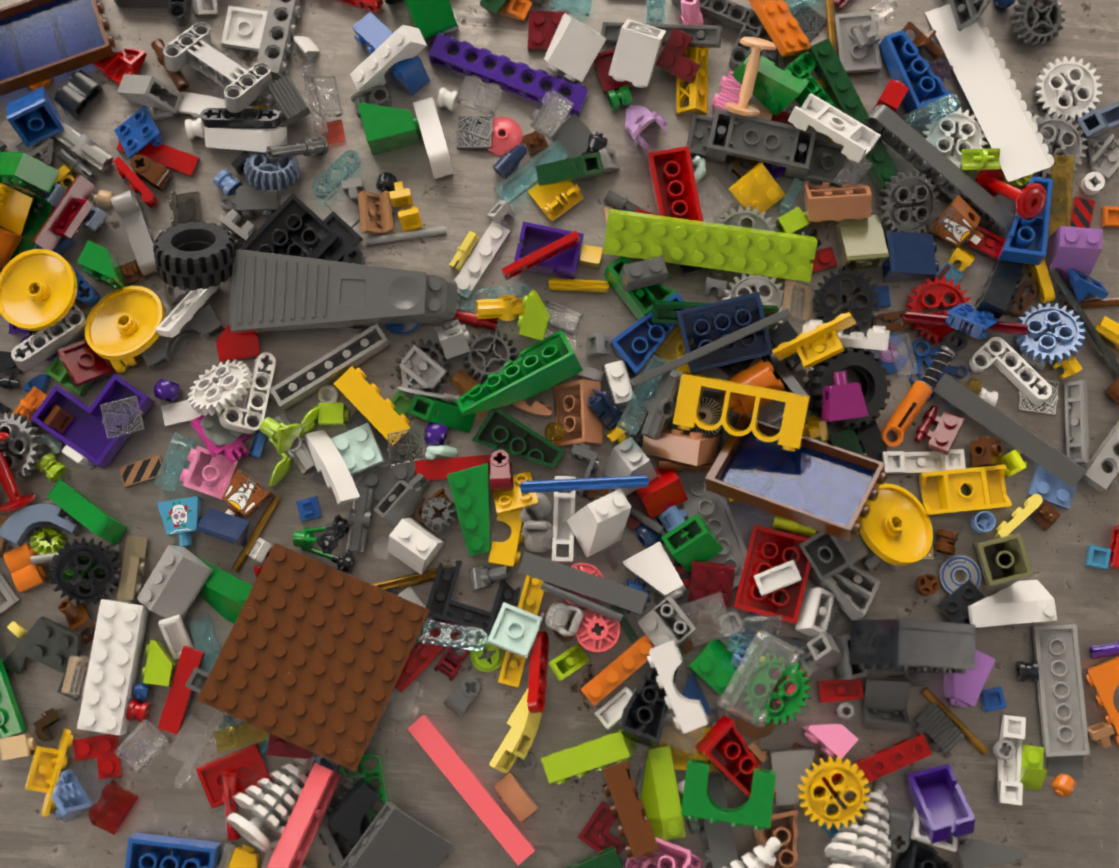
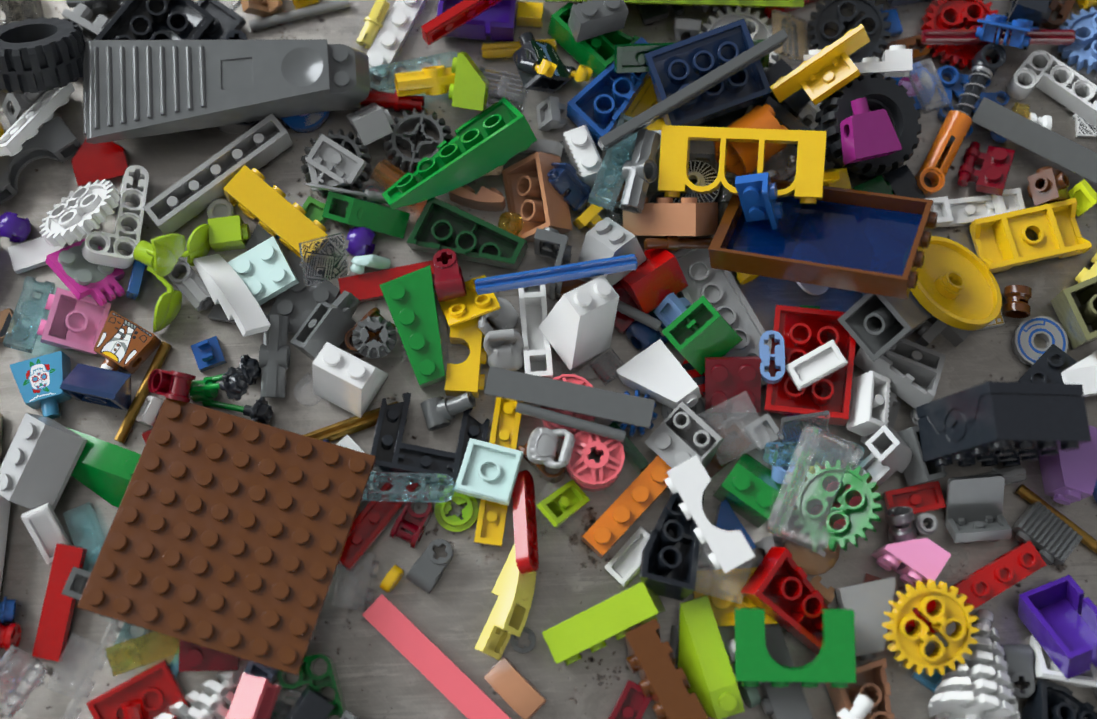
camera: 10 degrees left, 5 degrees down
(159, 666) = (27, 573): lime slope -> none
(279, 533) = (171, 384): none -> dark red piece
(432, 702) = (392, 579): none -> yellow tile
(594, 306) = (542, 67): none -> black torso
(739, 566) = (778, 356): none -> medium blue beam
(750, 443) = (759, 198): none -> blue bracket
(794, 528) = (824, 302): neon yellow pin -> none
(825, 709) = (900, 524): none -> flat silver wheel
(930, 583) = (1006, 352): reddish brown wheel -> none
(985, 519) = (1060, 267): medium blue wheel -> none

